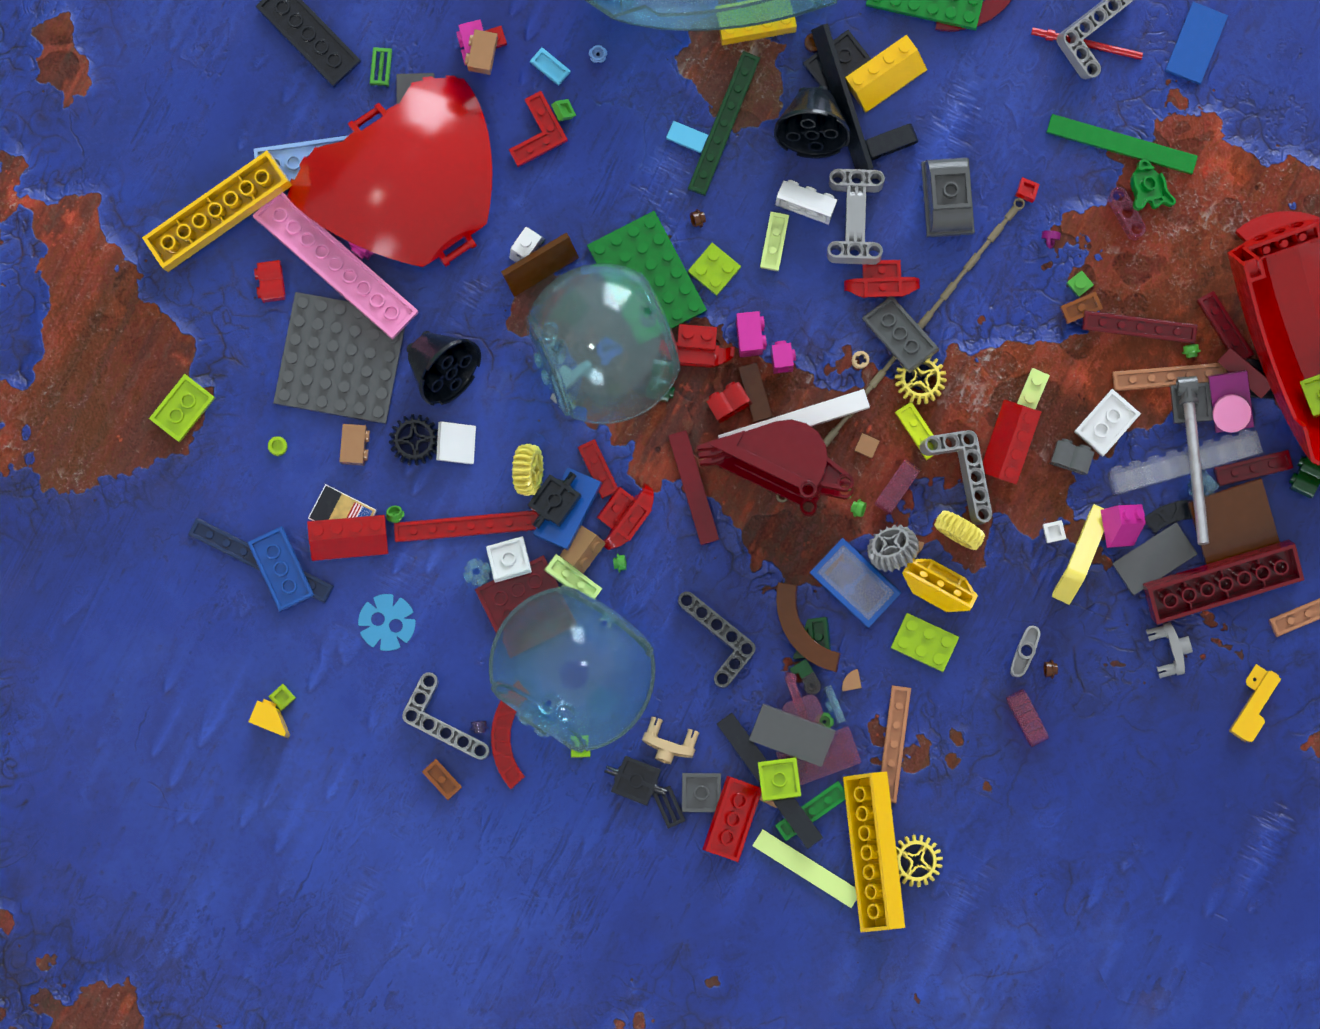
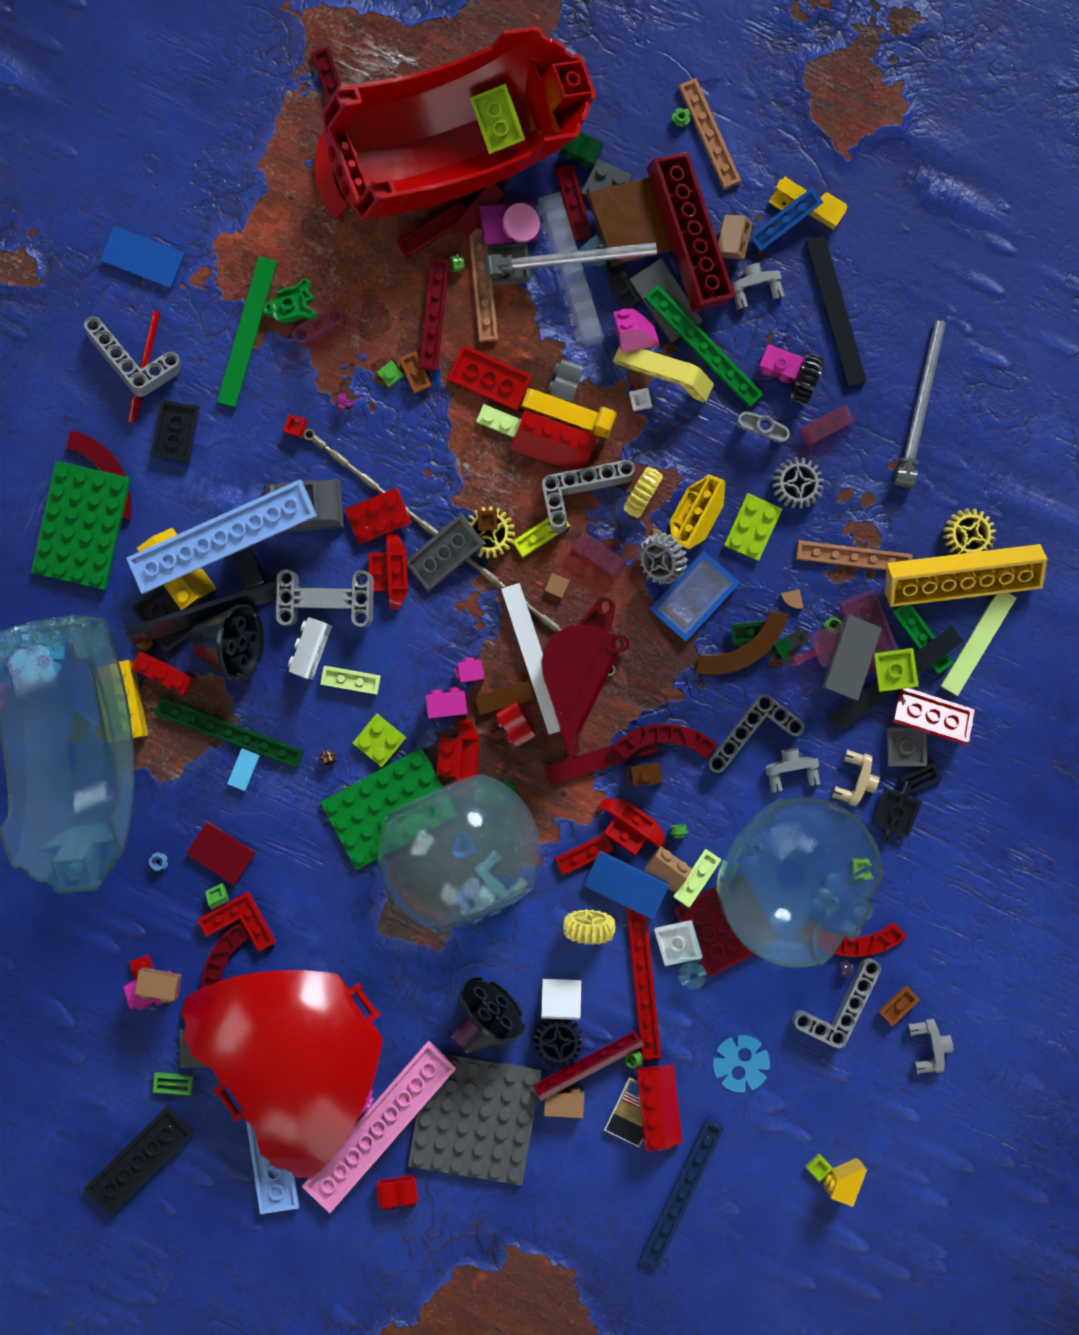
camera: 90 degrees left, 5 degrees up
(182, 408) = (529, 1278): lime plate -> none
(217, 211) = (326, 1251): yellow brick -> none
(277, 446) = (565, 1179): lime tile -> none
(280, 568) = (691, 1173): blue tile -> none
(390, 467) = (587, 1065): none -> dark red tile
(403, 818) = (939, 1043): none -> light grey connector
(508, 115) = (222, 952): none -> dark red tile
(525, 244) = (358, 931): white torso -> none
(540, 264) = (378, 918): reddish brown tile -> none
(550, 66) = (171, 910): medium azure tile -> none
(554, 500) = (619, 899): black plate -> none
(605, 114) = (221, 853): none -> dark red tile
(677, 530) = (644, 774): none -> reddish brown torso
(687, 674) = (789, 762): none -> light grey connector
(717, 549) = (664, 734): none -> dark red tile
(783, 60) = (163, 673): none -> red brick
(833, 705) = (817, 617): clear light blue plate -> none
(857, 354) = (475, 590): tan bush -> none
(858, 508) = (620, 593): bright green plate -> none
(916, 115) = (221, 536): none -> light blue plate
(931, 375) = (487, 520): none -> reddish brown plate
(937, 270) = (378, 516): none -> red plate
(968, 678) = (799, 500): none -> light grey gear
(979, 798) = (906, 473): none -> flat silver piece
(1022, 73) = (175, 431): none -> black plate
(1031, 482) = (593, 422): none -> yellow beam
(1050, 669) = (777, 403): reddish brown plate -> none
(1073, 696) = (806, 379): none -> black gear
(1075, 381) = (489, 377): none -> red plate
(1089, 672) = (780, 364): none -> dark pink brick
(1107, 422) = (530, 347): white tile -> none
(1108, 594) = (703, 346): none -> green tile
(1144, 730) = (836, 311): none -> black tile
(1219, 627) = (734, 236): none -> medium nougat brick
(1237, 679) = (786, 219): none -> blue plate
(1279, 498) = (604, 176): none -> dark grey plate

